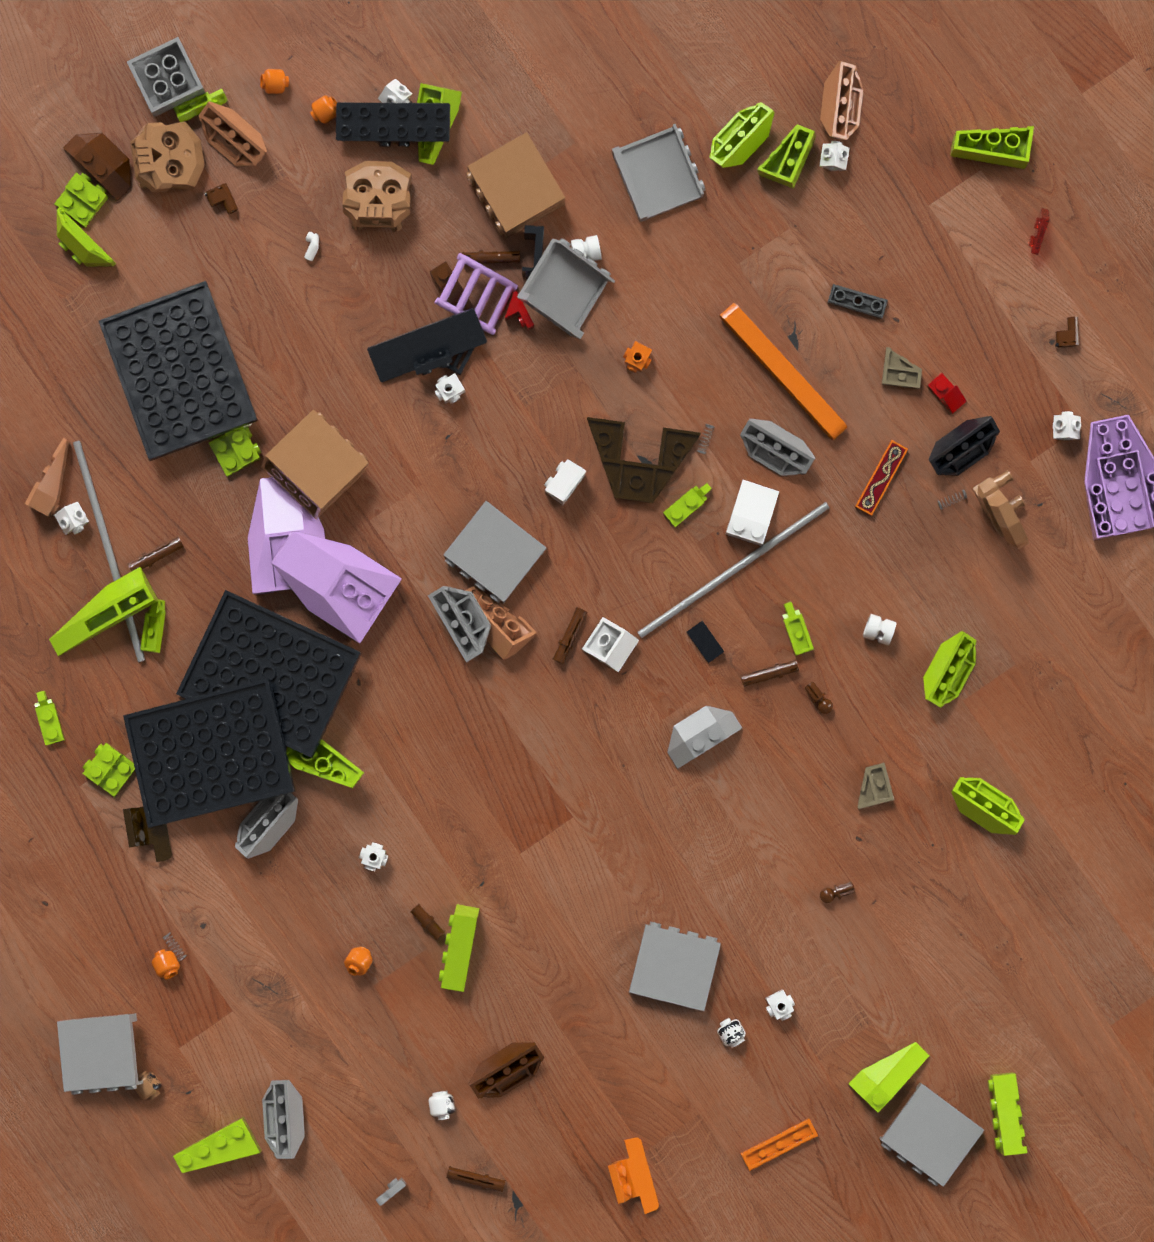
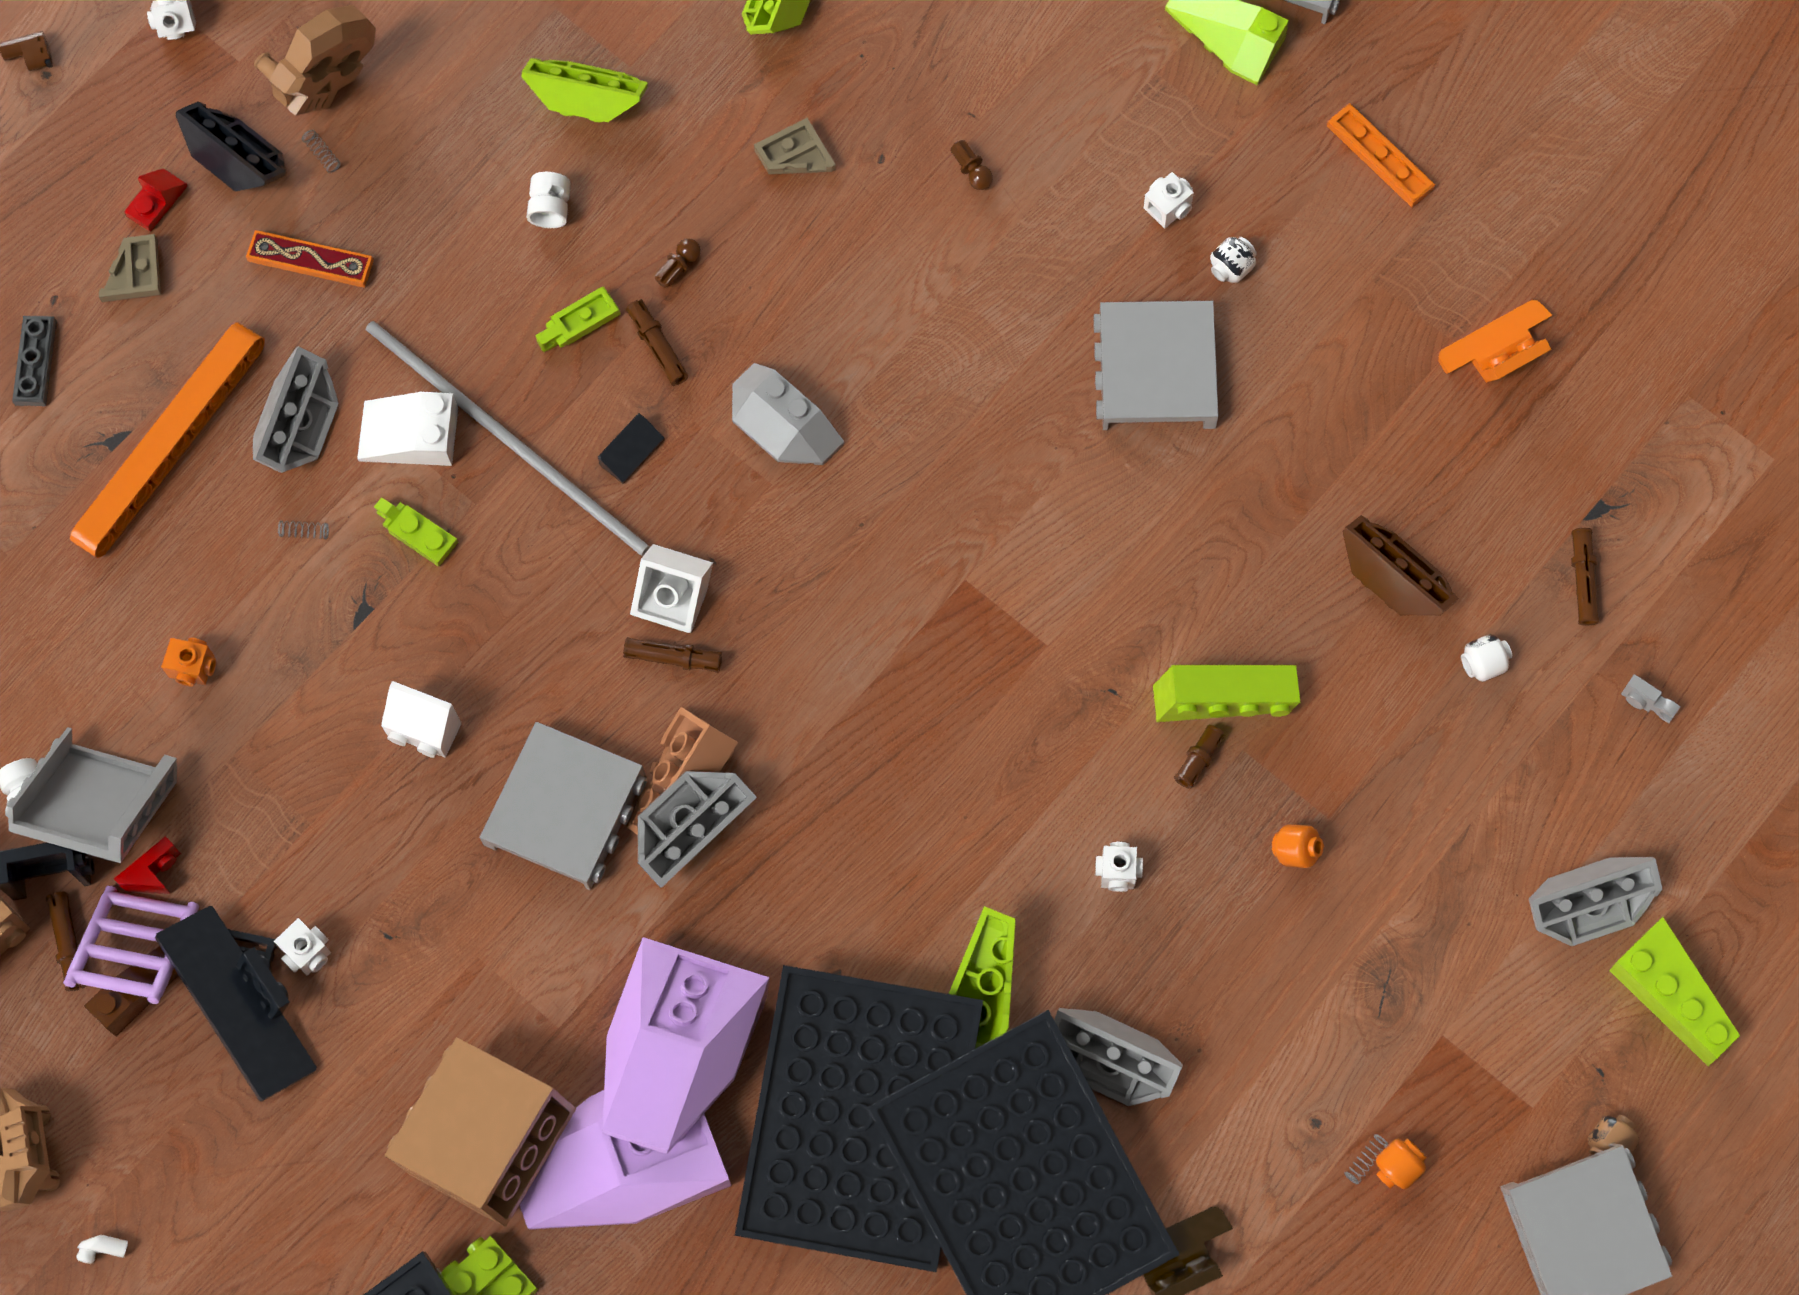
camera: 90 degrees left, 15 degrees down
(633, 479) = (392, 616): dark brown wing -> none

